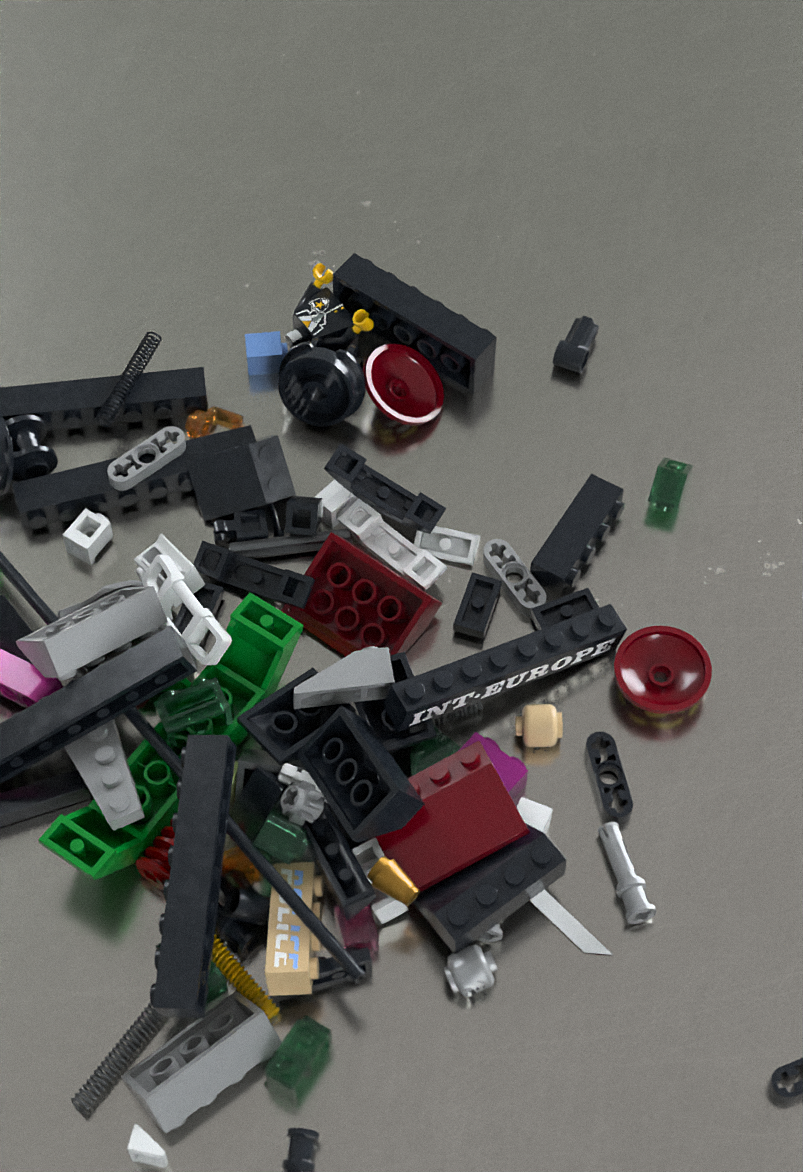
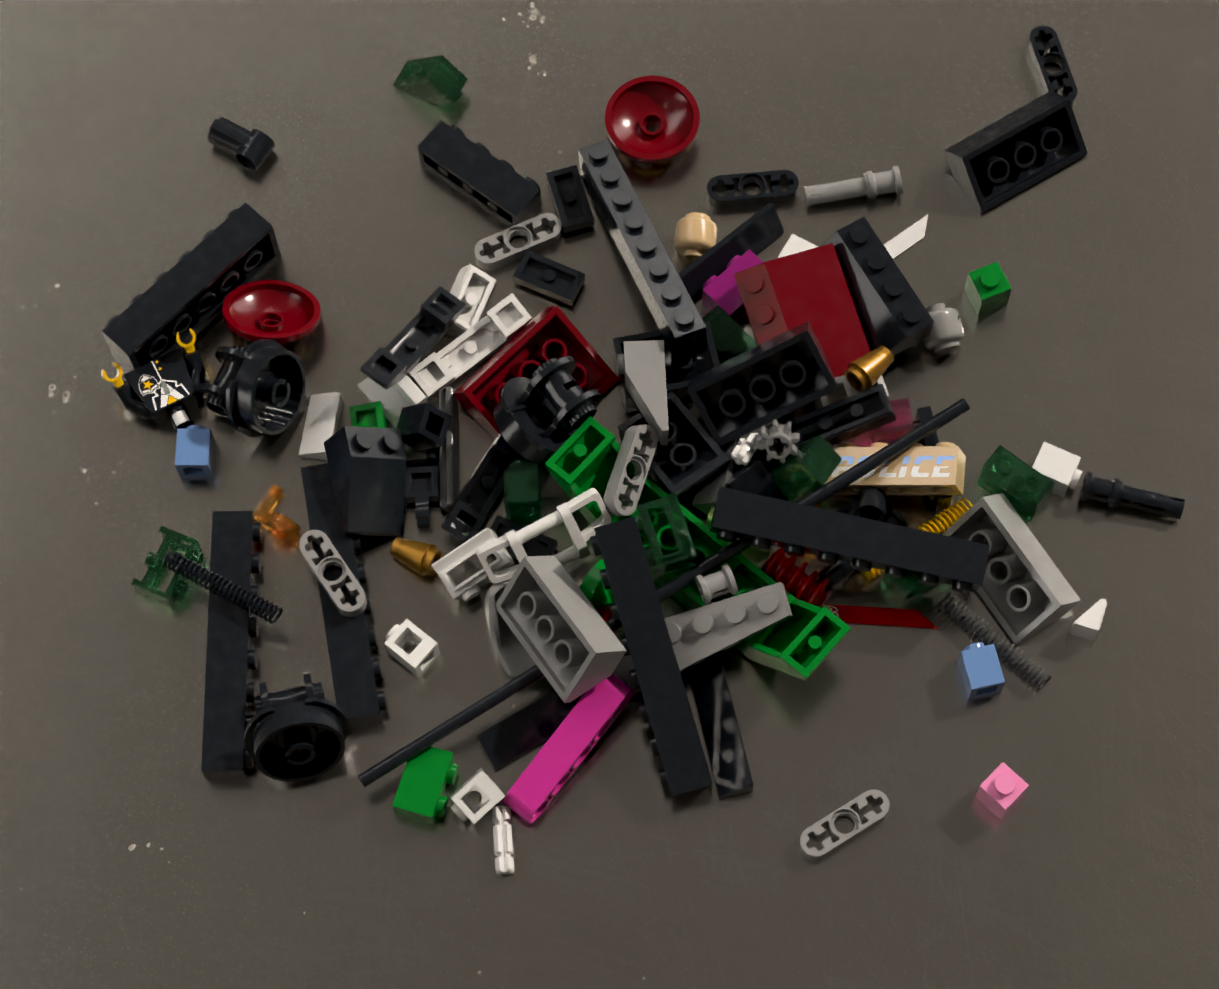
camera: 80 degrees left, 10 degrees up
(85, 1037) = (980, 670): none -> medium blue brick
(144, 761) = (716, 584): none -> light grey bush
(146, 934) = (880, 616): none -> red sticker
(167, 355) = (154, 562): none -> clear green window
(181, 529) = (416, 555): none -> pearl gold cone
(234, 589) = (522, 492): none -> clear green window
(234, 661) = (619, 479): none -> light grey beam
(306, 445) = (320, 424): none -> white slope
(309, 477) = (368, 415): none -> green plate
(318, 1100) = (1058, 467): none -> white brick
(326, 598) = (545, 410): none -> black piece
(523, 1014) = (987, 288): none -> green brick
(544, 773) = (753, 234): none -> black slope
(700, 1036) = (1017, 151): none -> black slope

